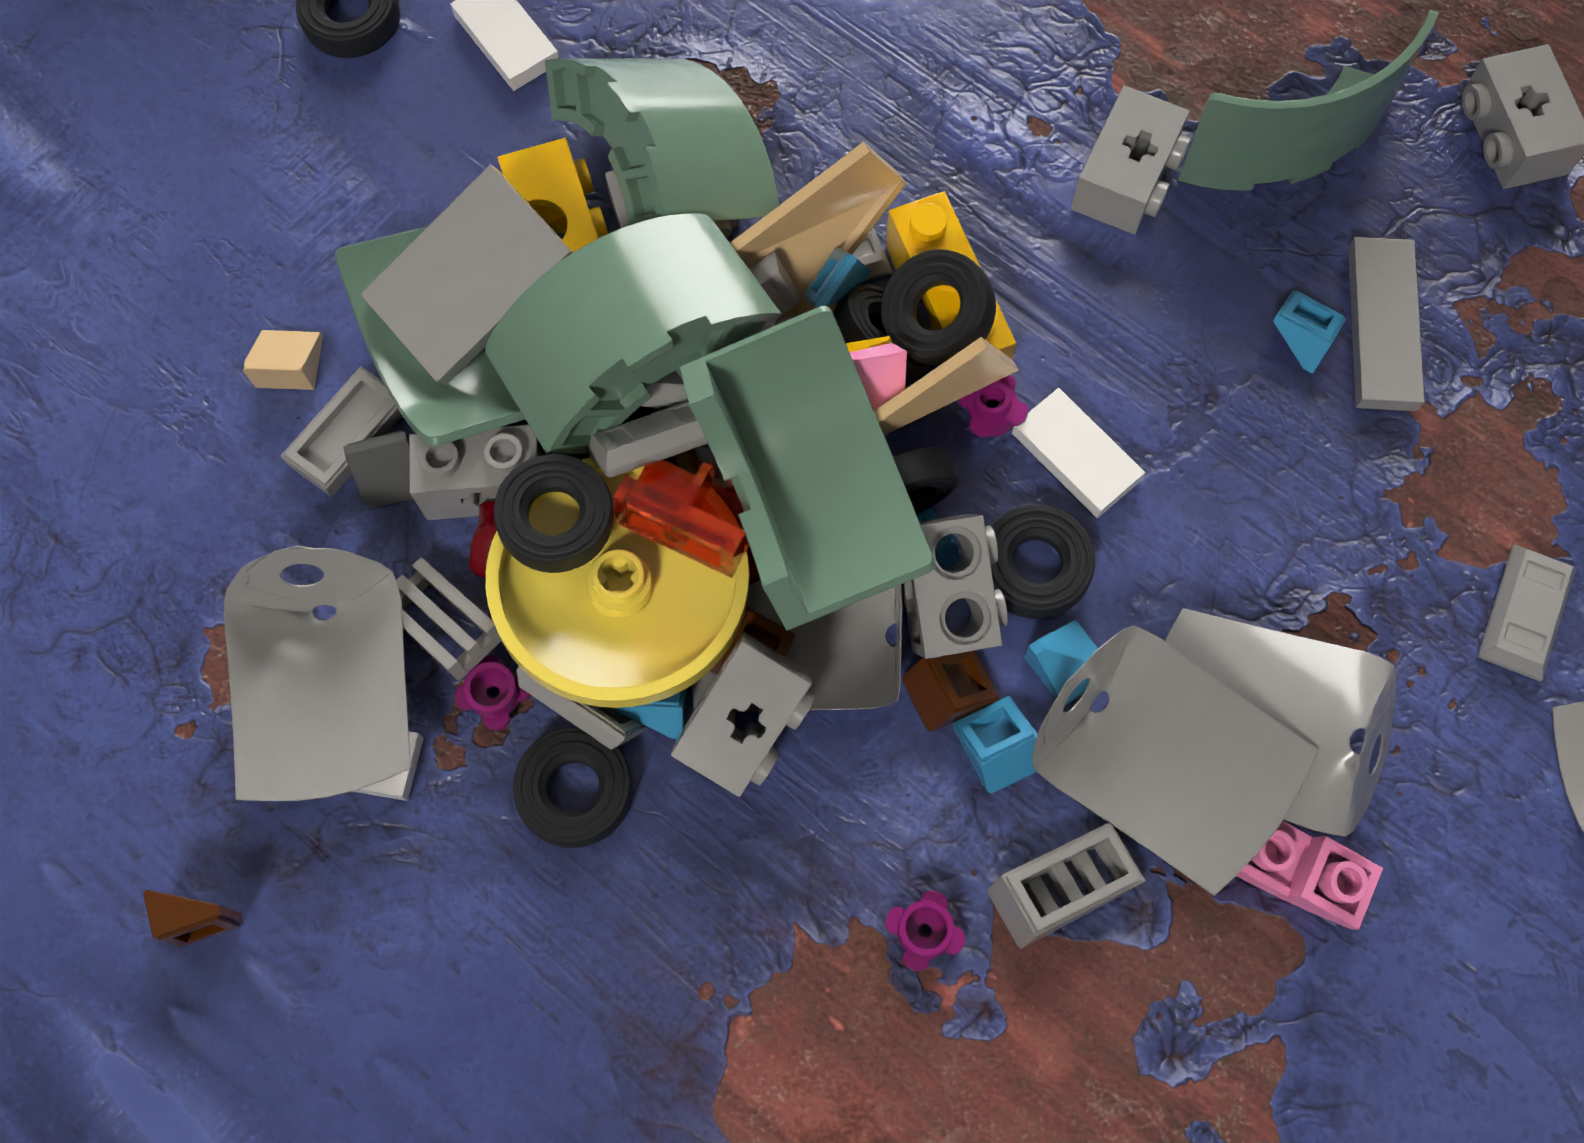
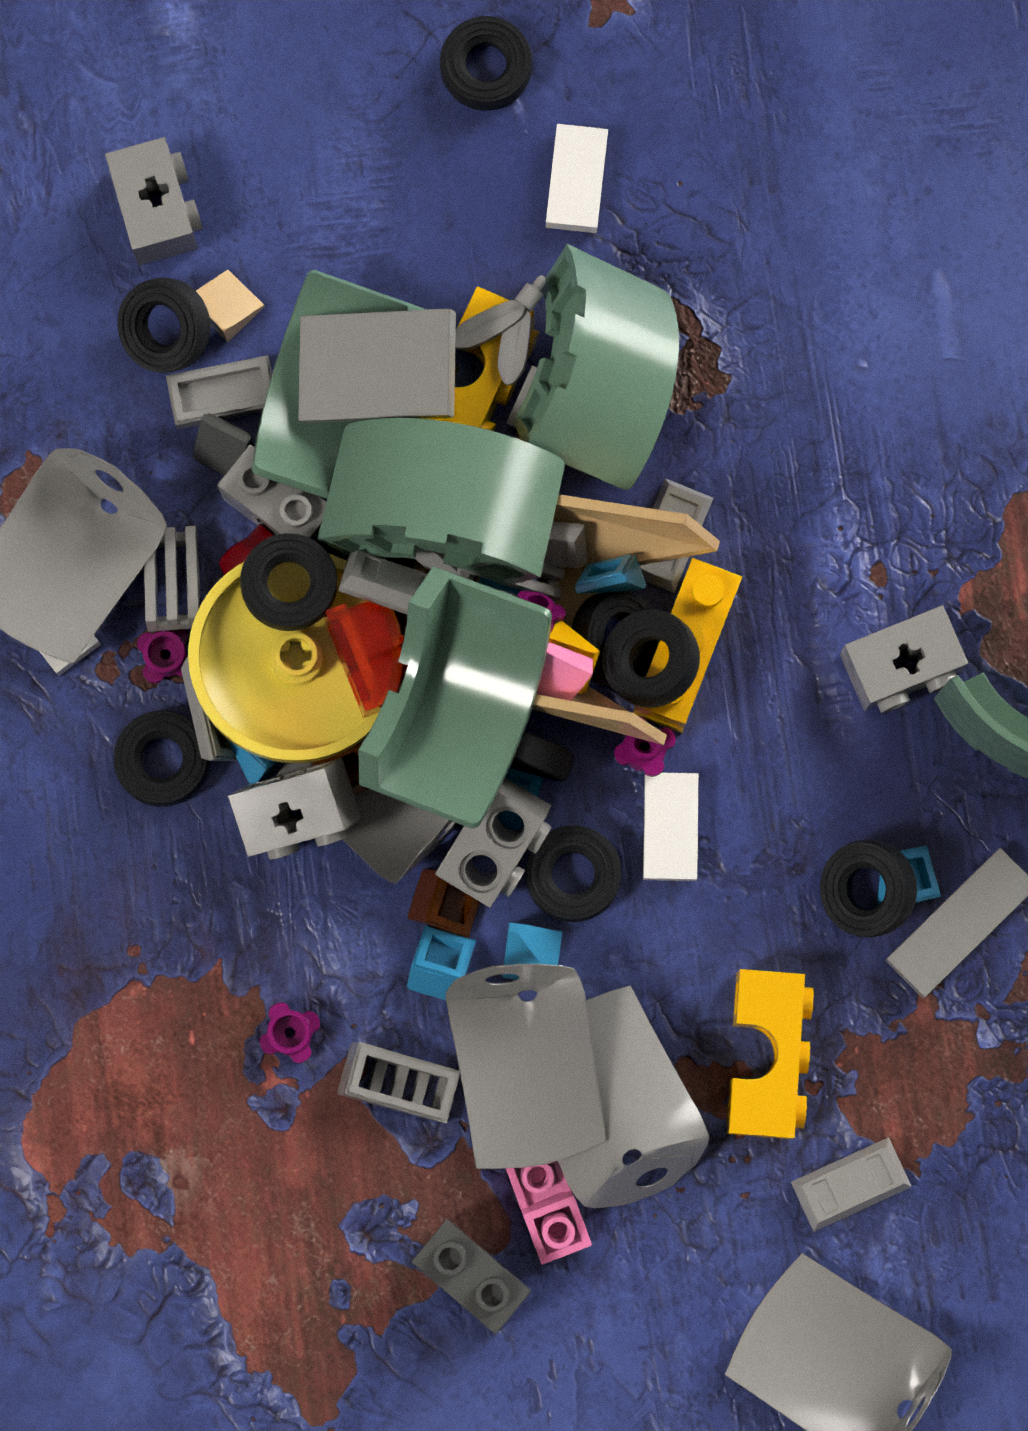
camera: 40 degrees right, 10 degrees up
(141, 323) = (147, 171): none -> light grey brick
(203, 421) = (192, 317): none -> black tyre
(556, 154) = (513, 322): none -> light grey piece
(1299, 391) = (899, 884): none -> black tyre
(1315, 998) = (471, 1276): none -> dark grey brick
(1327, 517) = (776, 1008): none -> yellow arch

